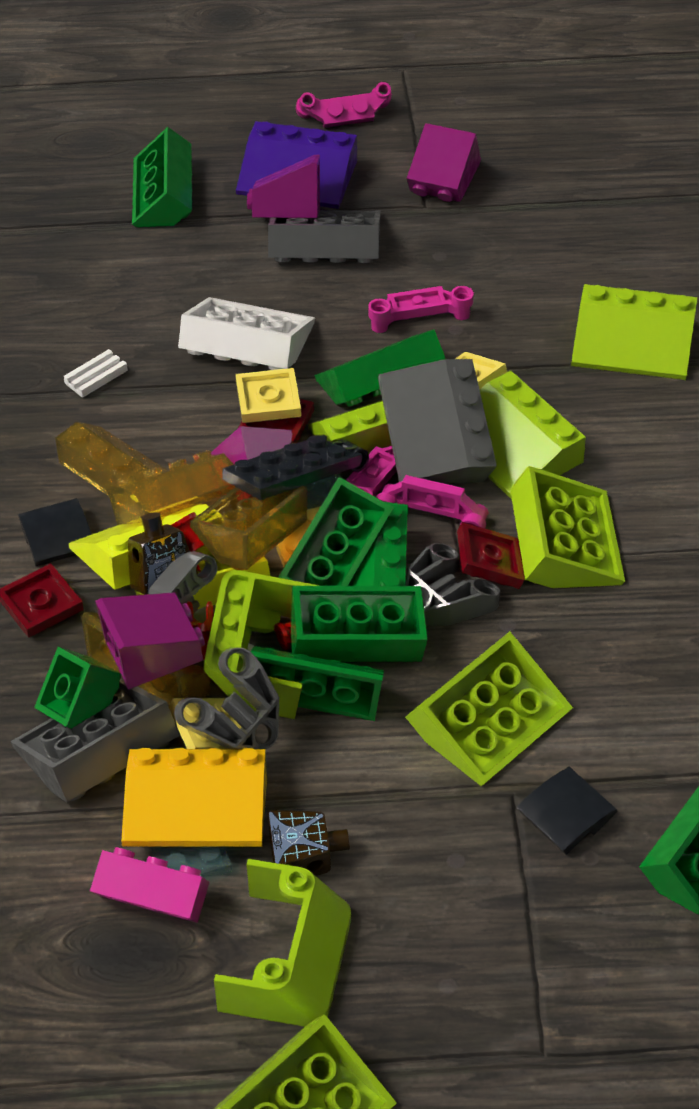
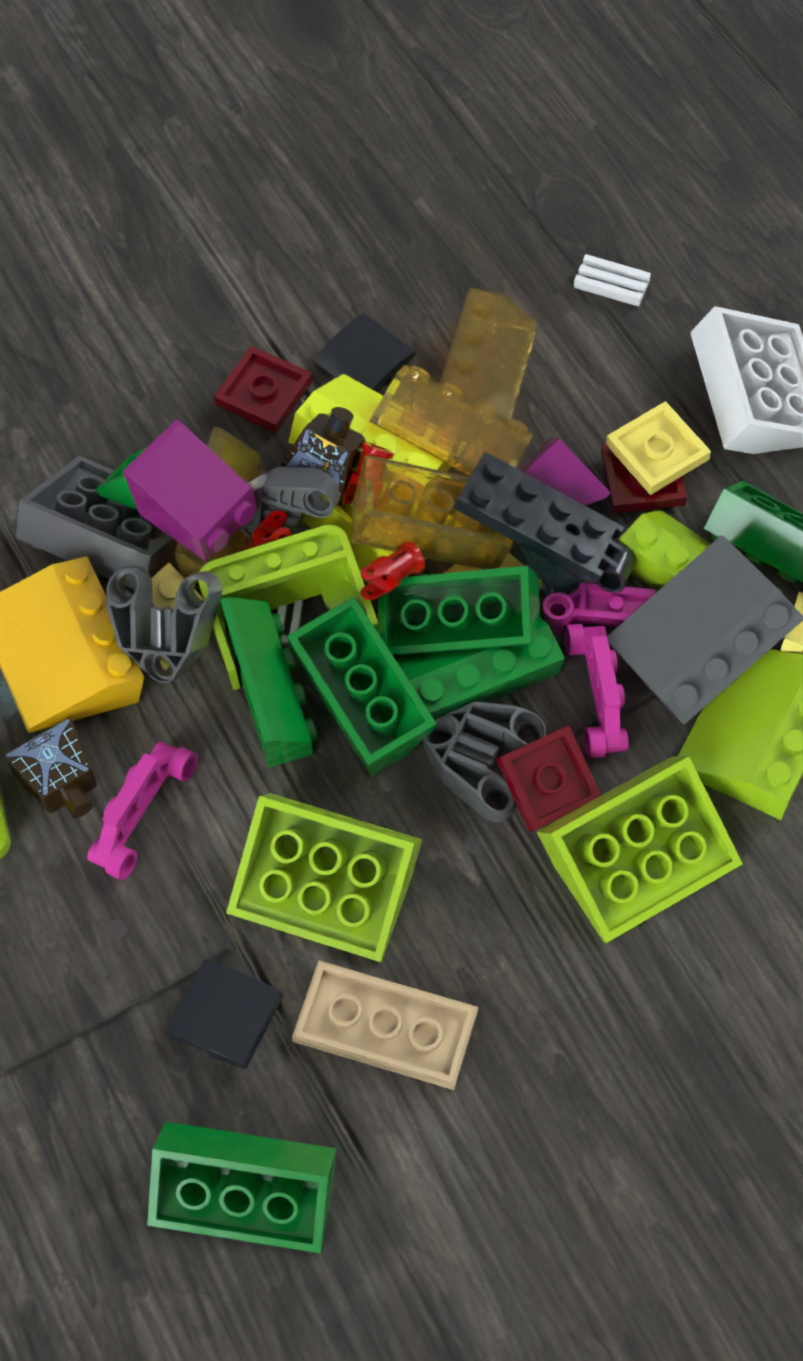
camera: 65 degrees right, 15 degrees up
(289, 568) = (390, 570): none -> red piece
(369, 805) = (127, 808): none -> dark pink plate
(621, 722) = (385, 1024): none -> tan tile

